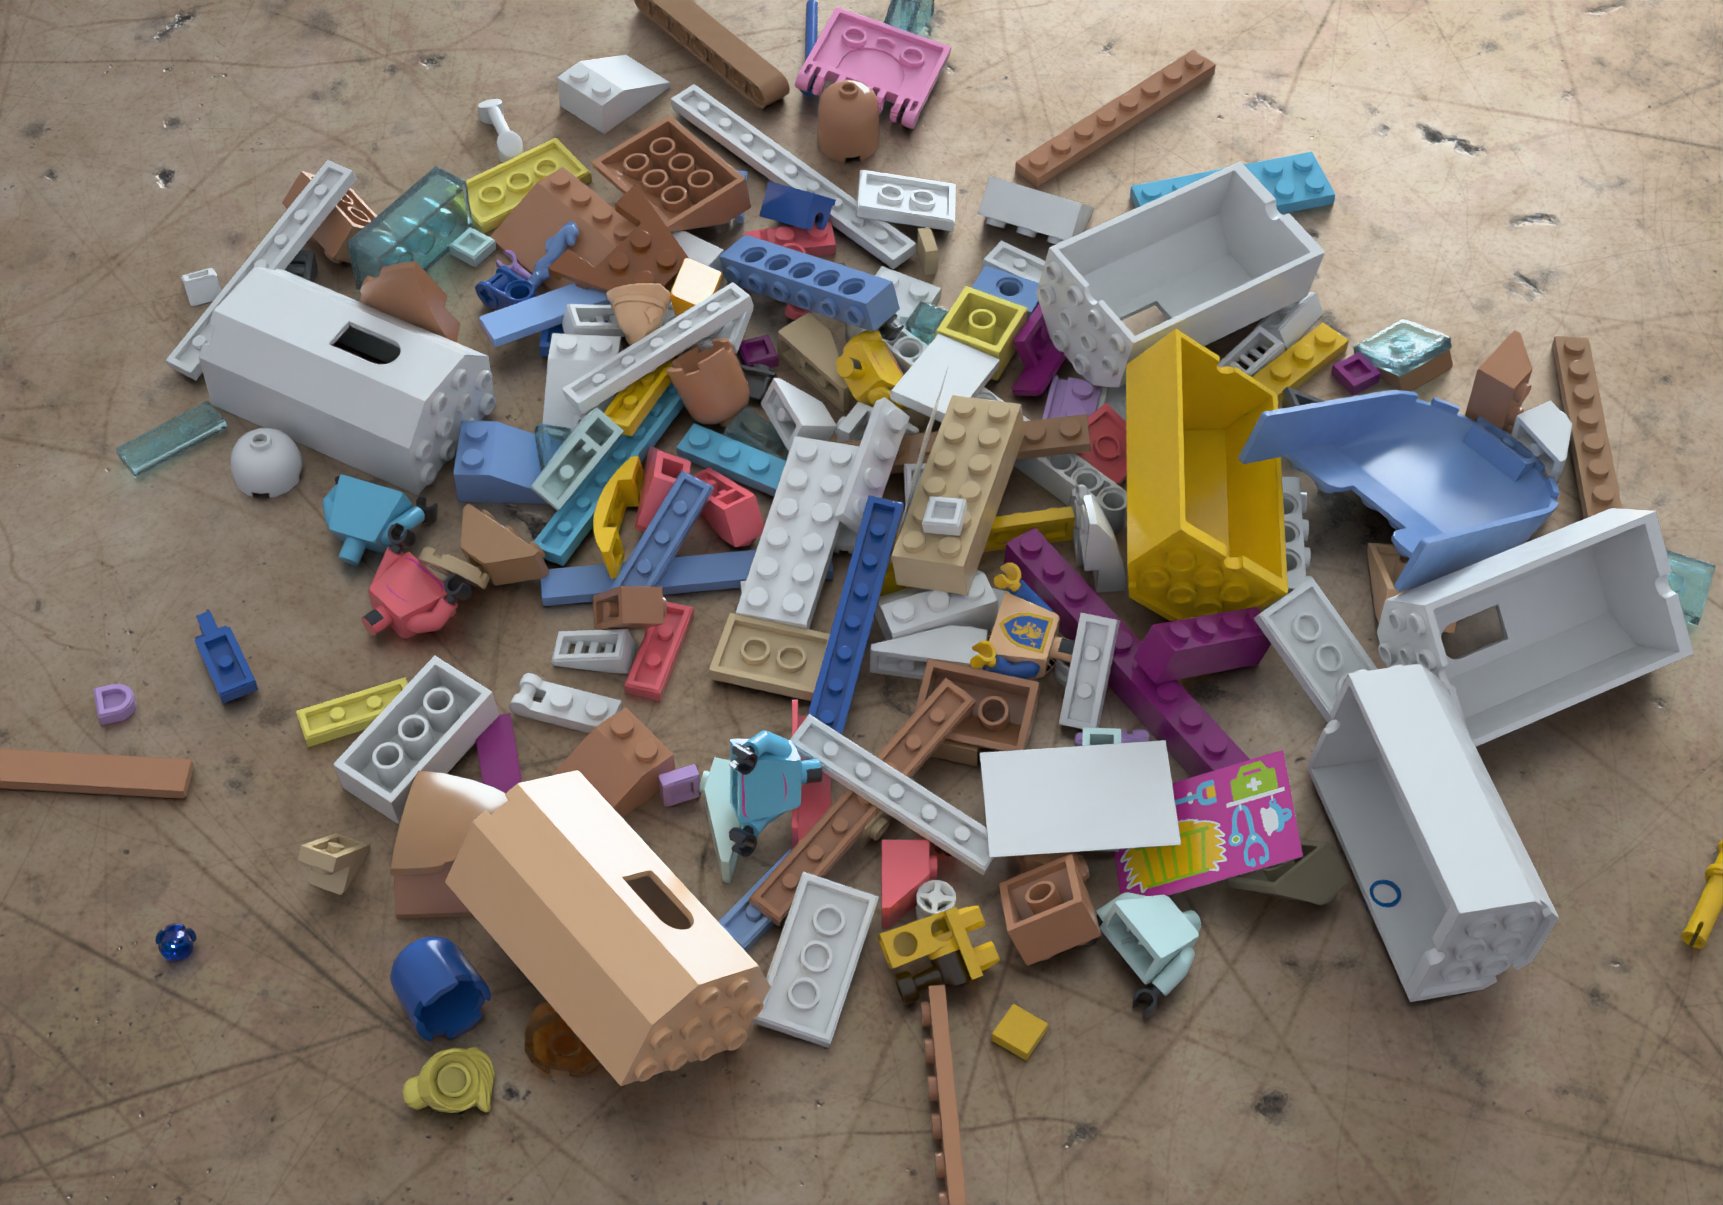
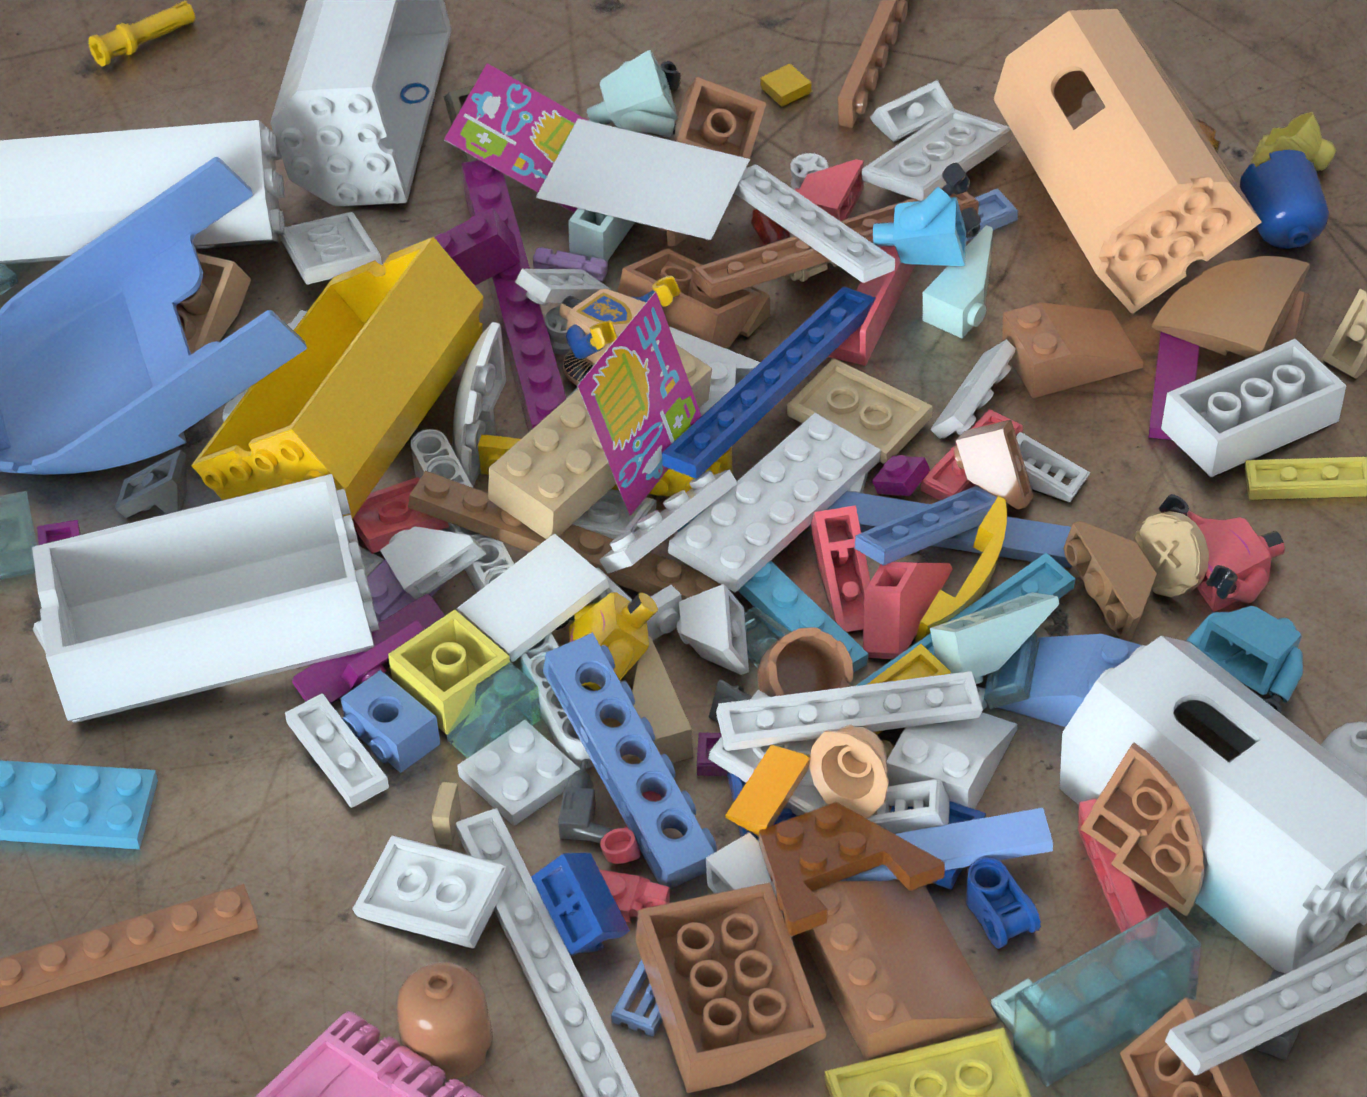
camera: 155 degrees left, 5 degrees down
(515, 267) = (984, 956): lavender hand -> none
(555, 248) = (920, 926): medium blue animal -> none
(562, 704) = (1088, 427): white plate -> none
(679, 785) = (993, 315): lavender tile -> none
(680, 701) = (974, 391): none -> white tile
(711, 605) = (901, 475): none -> magenta plate
(872, 1037) = (912, 111): none -> white slope
(947, 946) = (828, 130): yellow hips -> none
(1033, 211) = (275, 834): white slope -> none
(1046, 389) = (429, 557): none -> white slope

